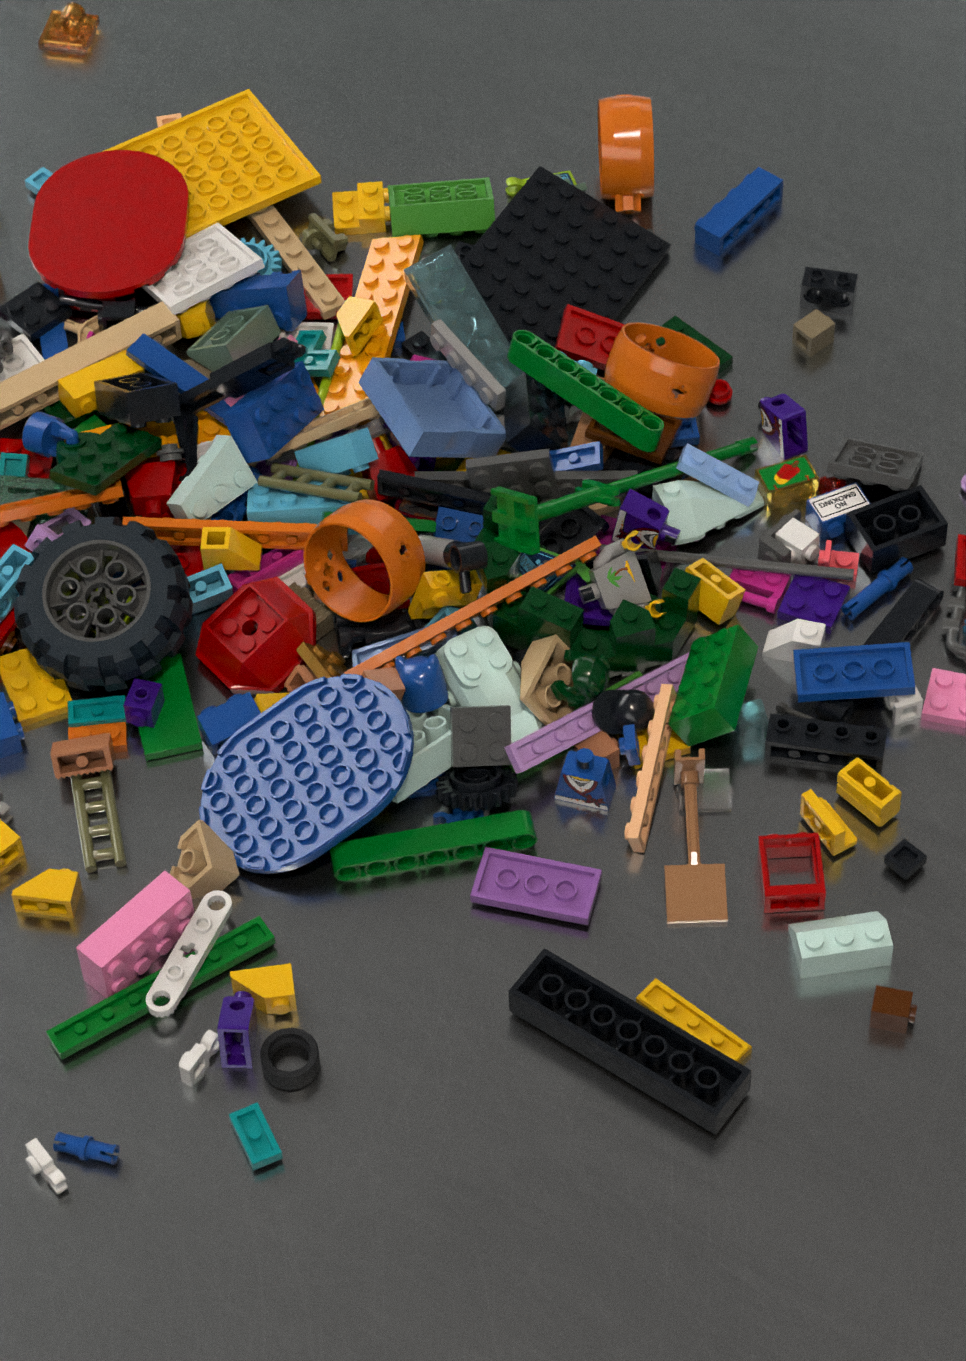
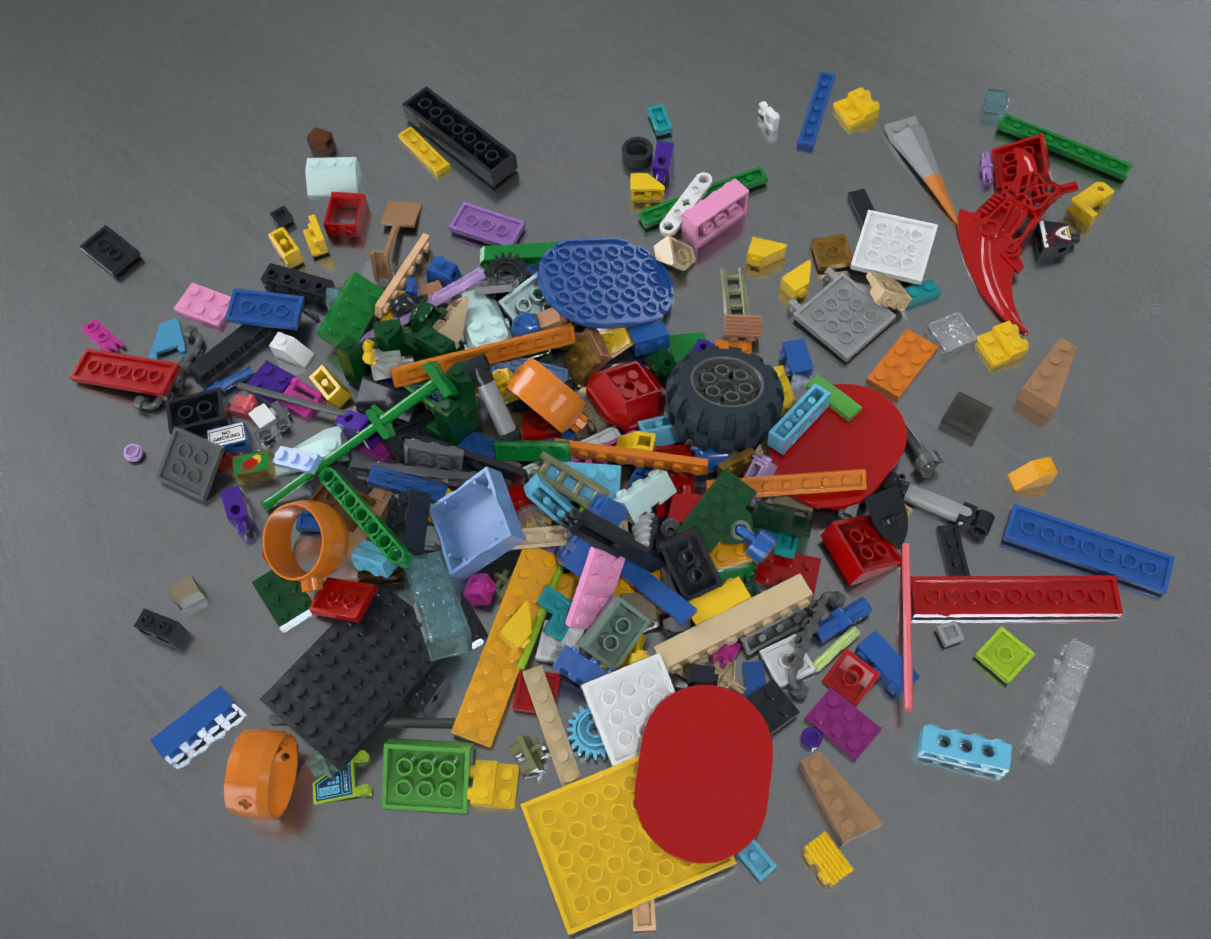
camera: 170 degrees left, 10 degrees up
(86, 1148) = (748, 123): blue pin -> none
(197, 1060) = (687, 155): white plate -> none
(208, 686) = (660, 362): none -> dark green brick
(468, 365) = (447, 561): light grey plate -> none

